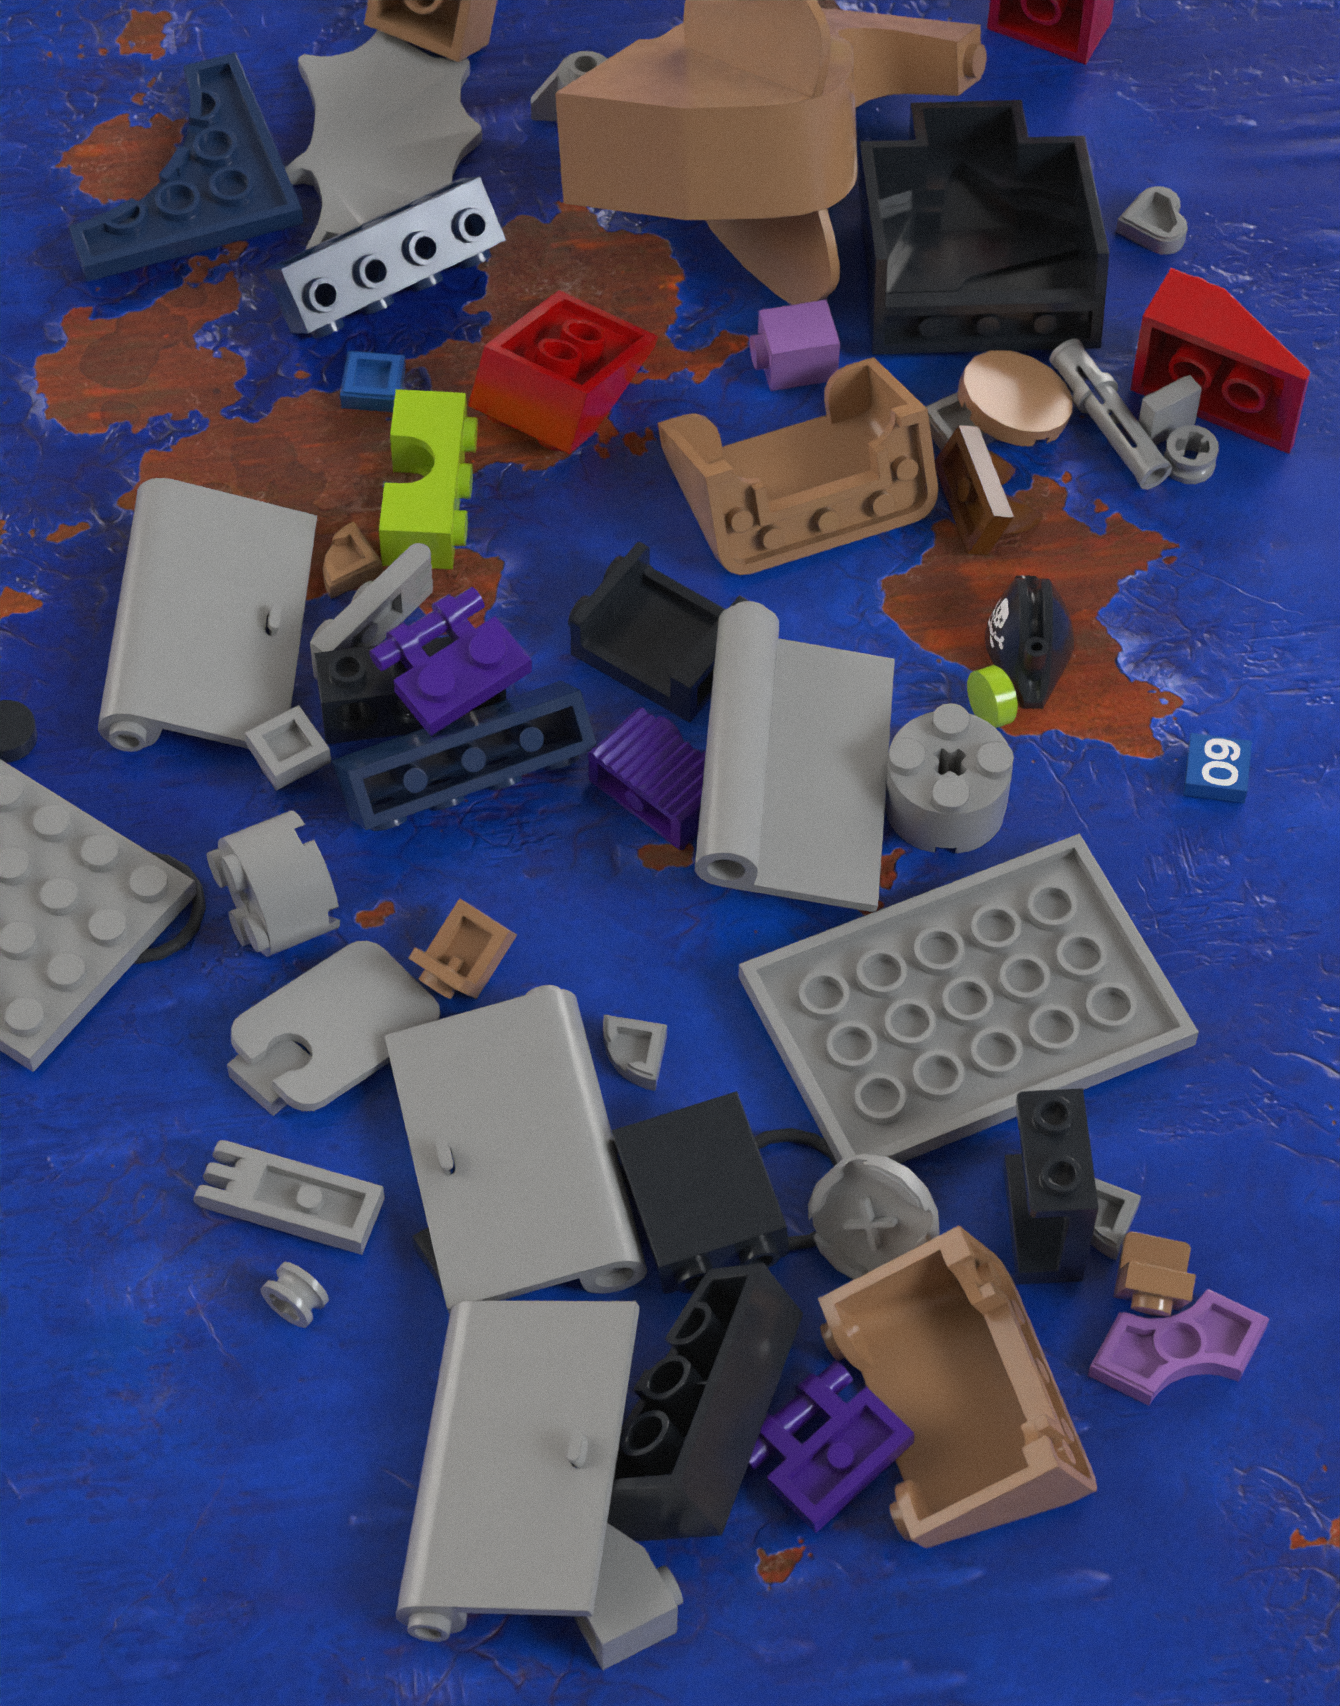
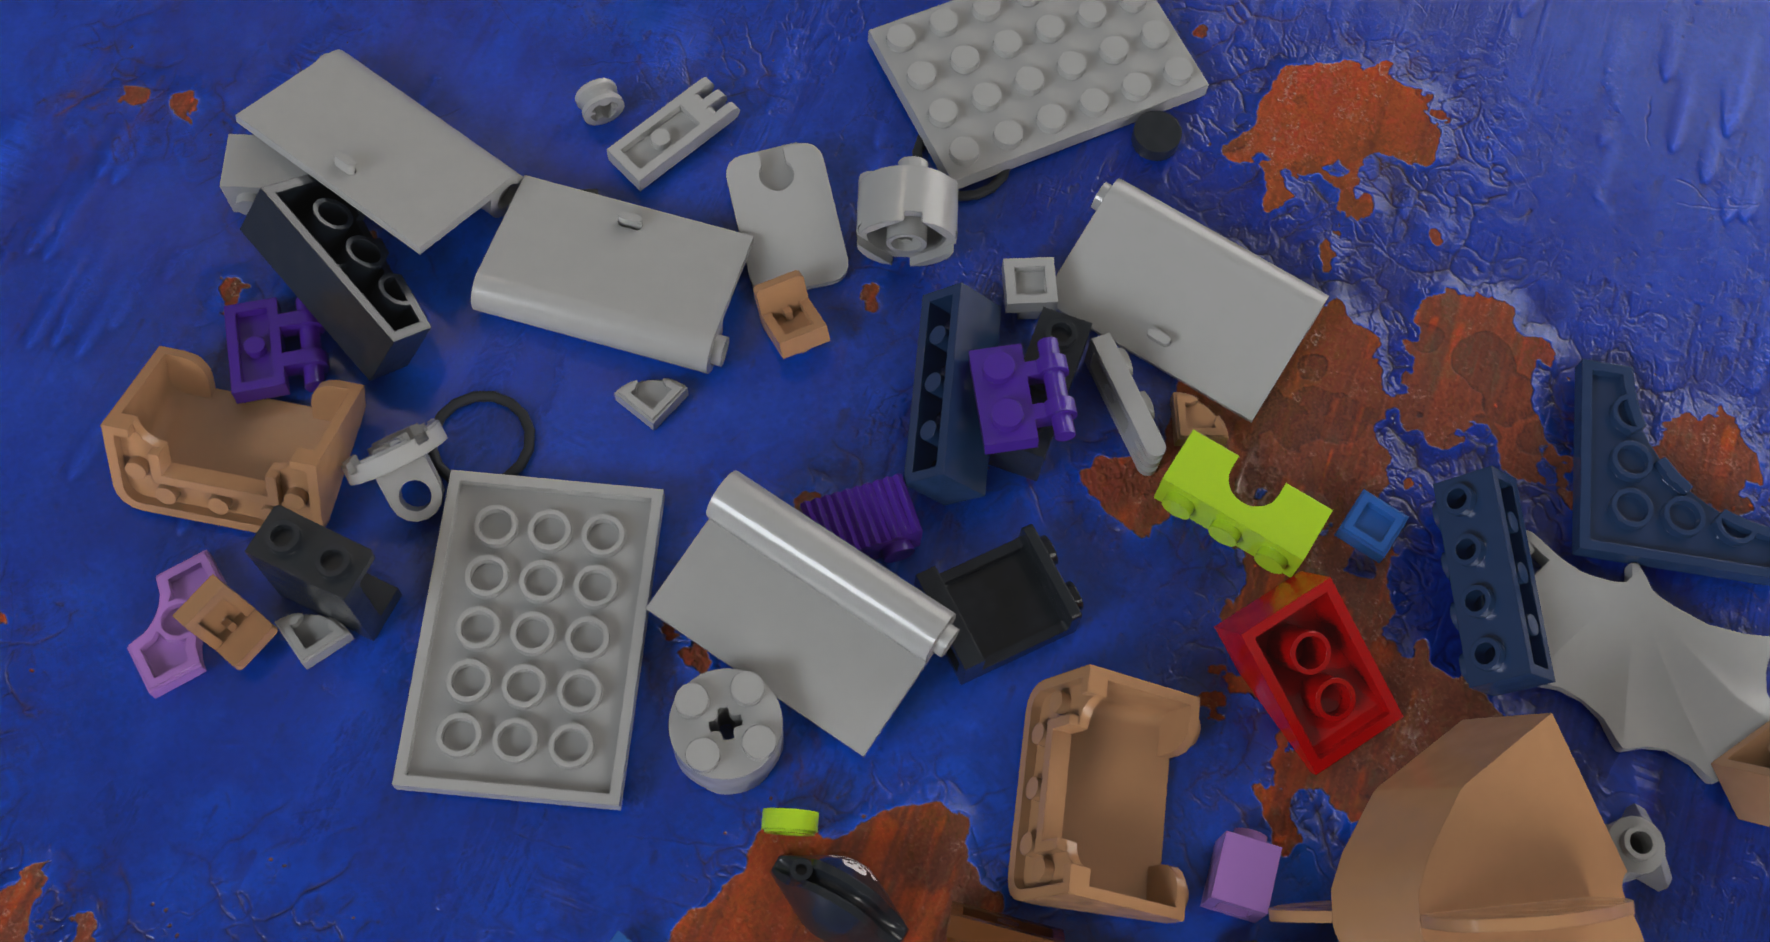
camera: 115 degrees right, 10 degrees up
(701, 1191) = (501, 362): black panel -> none

